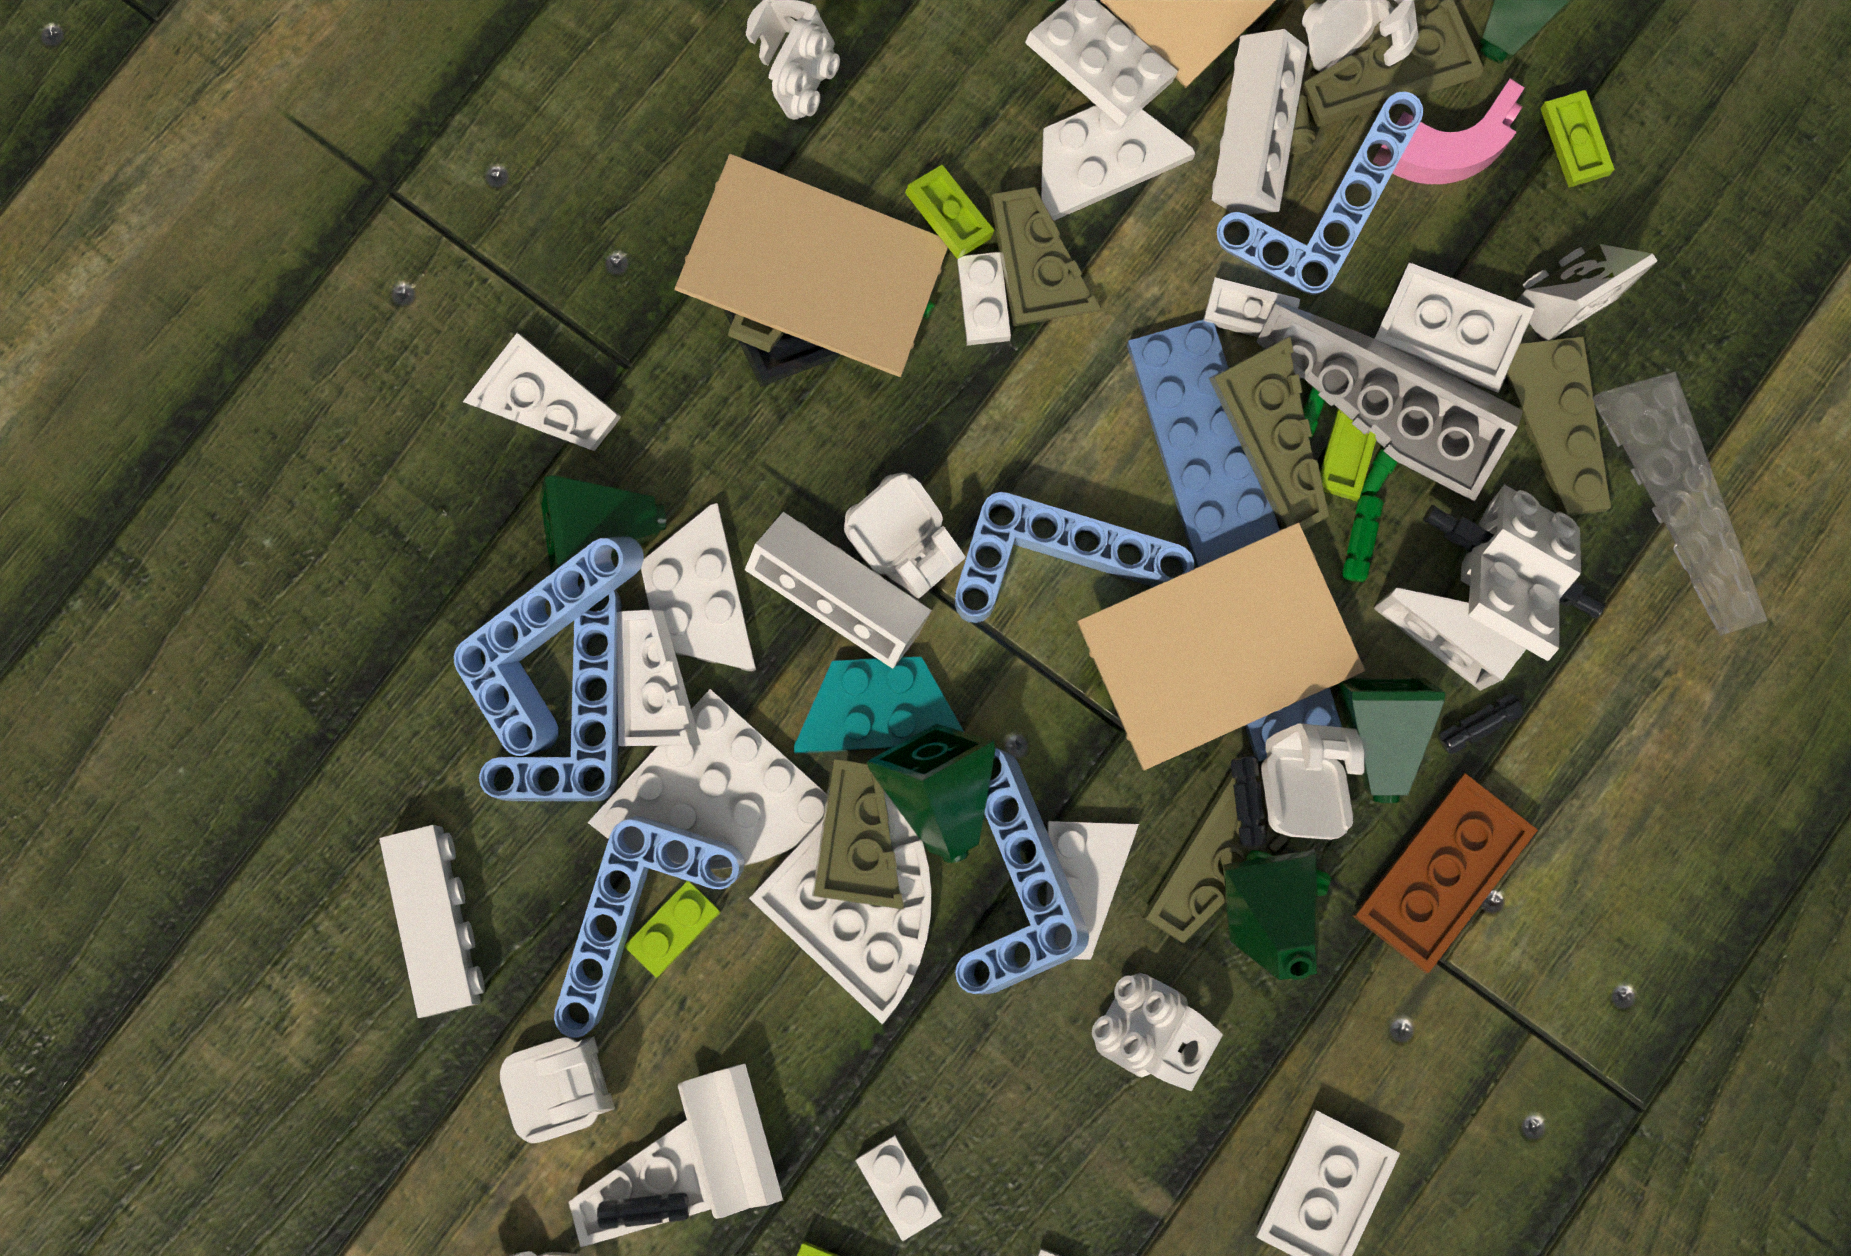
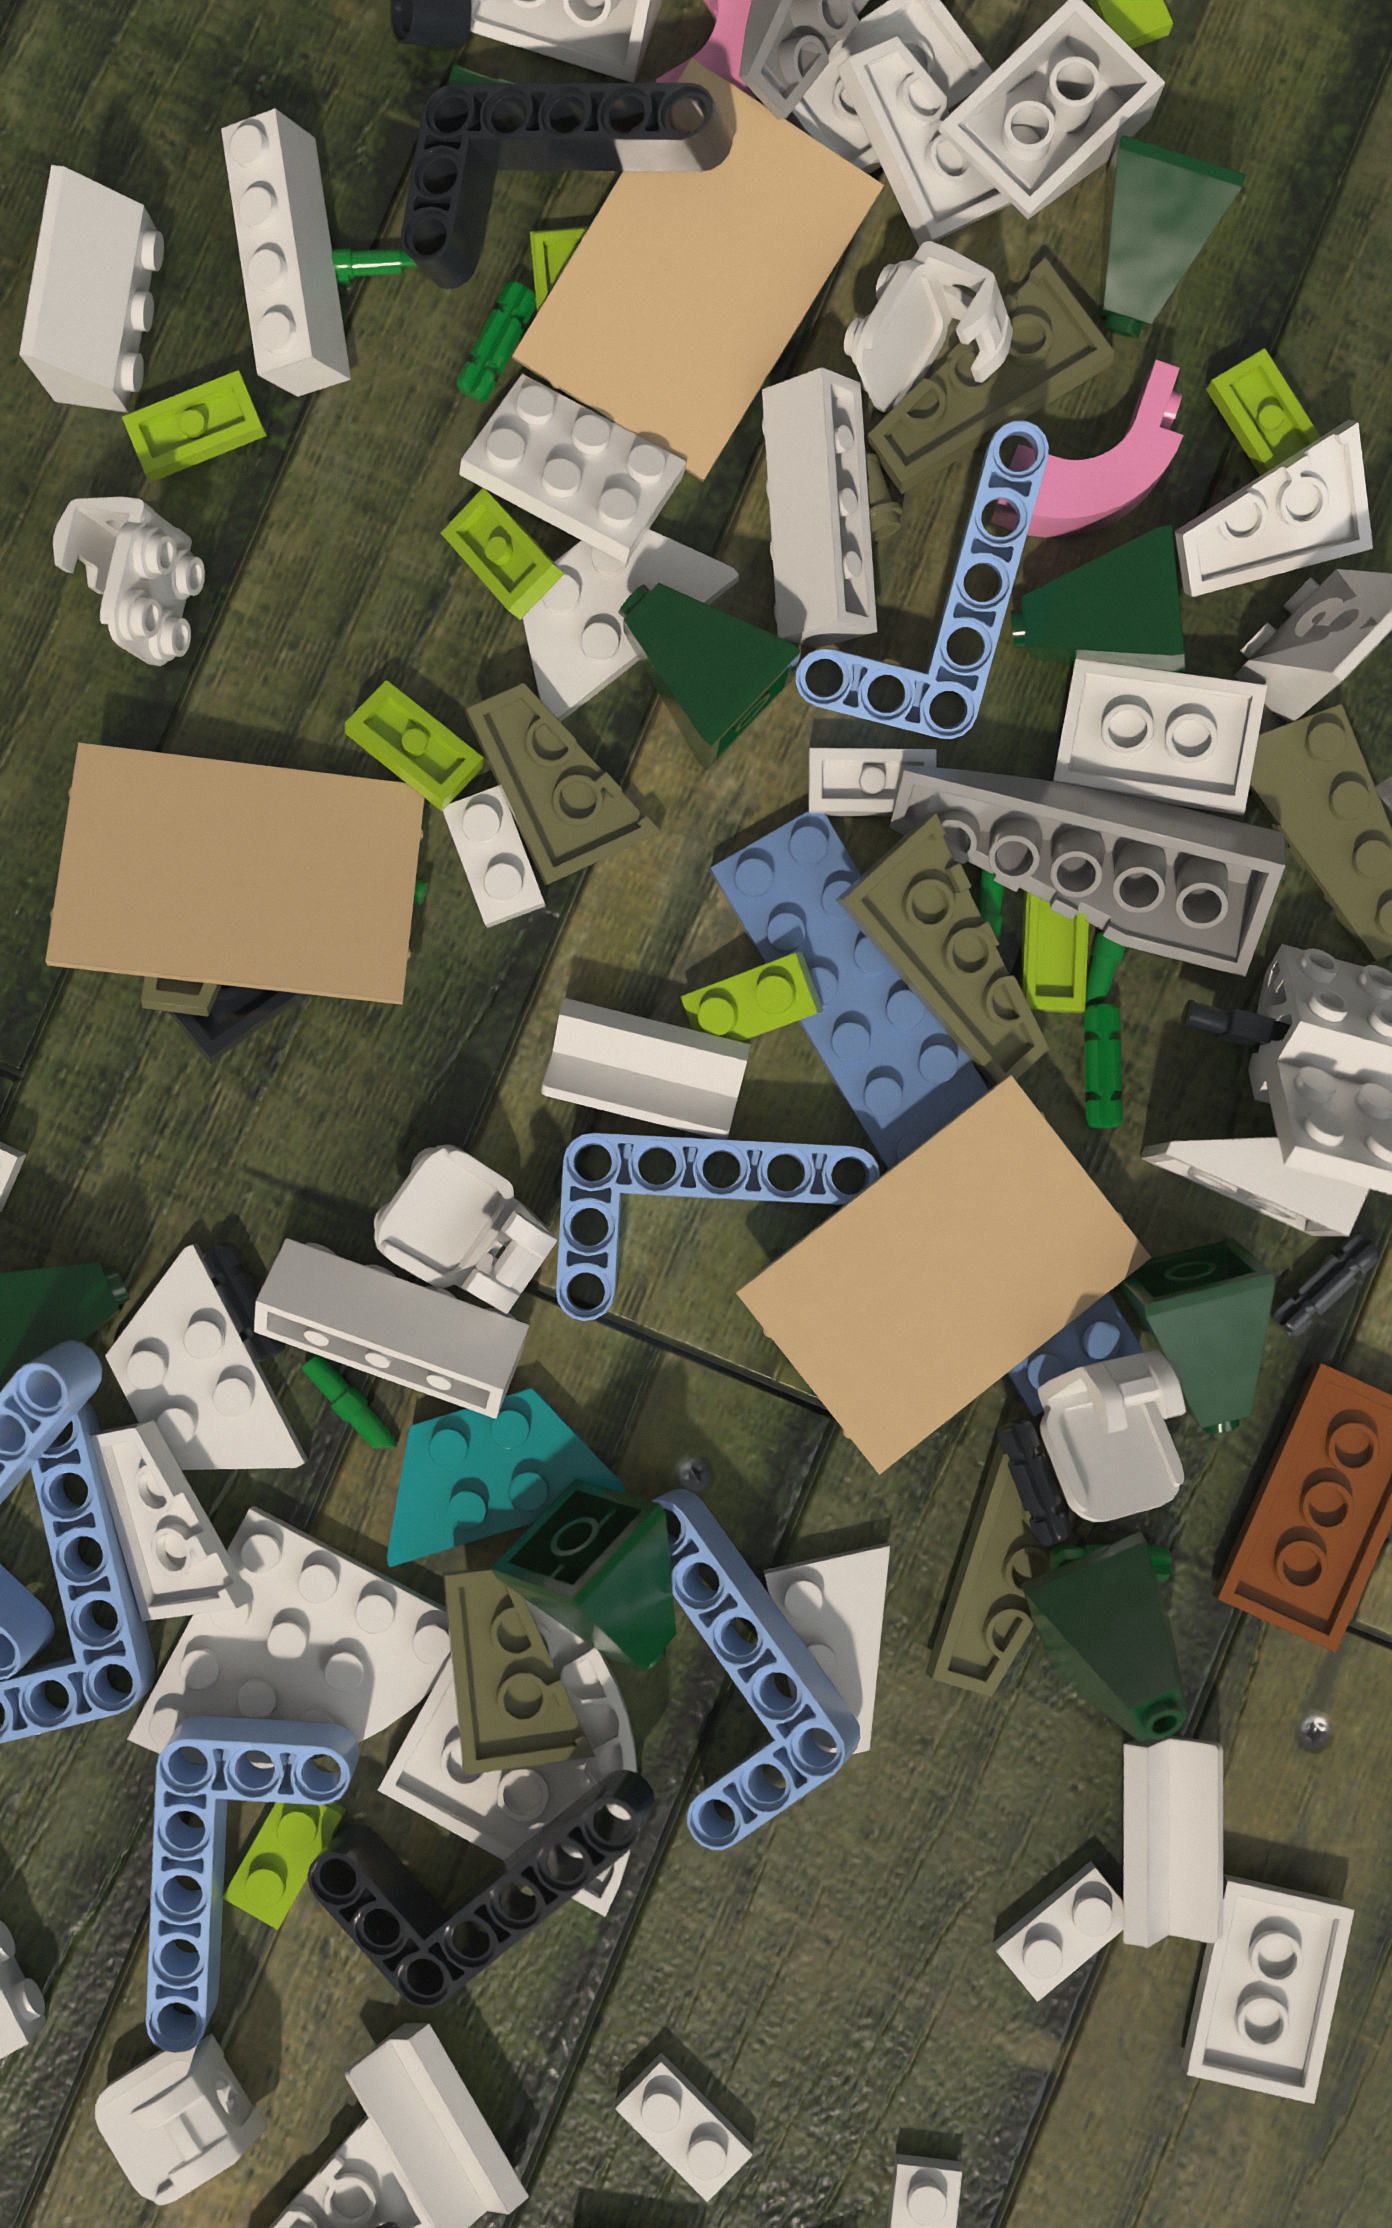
camera: 20 degrees left, 5 degrees up
(739, 549) = (239, 1298): none -> black axle
(794, 637) = (349, 1403): none -> green piece
(811, 990) = (494, 1902): none -> black beam
(1040, 100) = (502, 553): none -> lime plate
(1052, 461) = (645, 1069): none -> white panel
(1134, 436) = (755, 1000): none -> lime plate
(1148, 1028) = (980, 1838): white piece -> none
(1160, 206) = (706, 665): none -> dark green slope
(1195, 1120) = (1062, 1931): none -> white plate
(1285, 1073) = (1173, 1840): none -> white panel
(1439, 234) = (1109, 610): none -> dark green slope
(1571, 205) = (1283, 520): none -> white wing

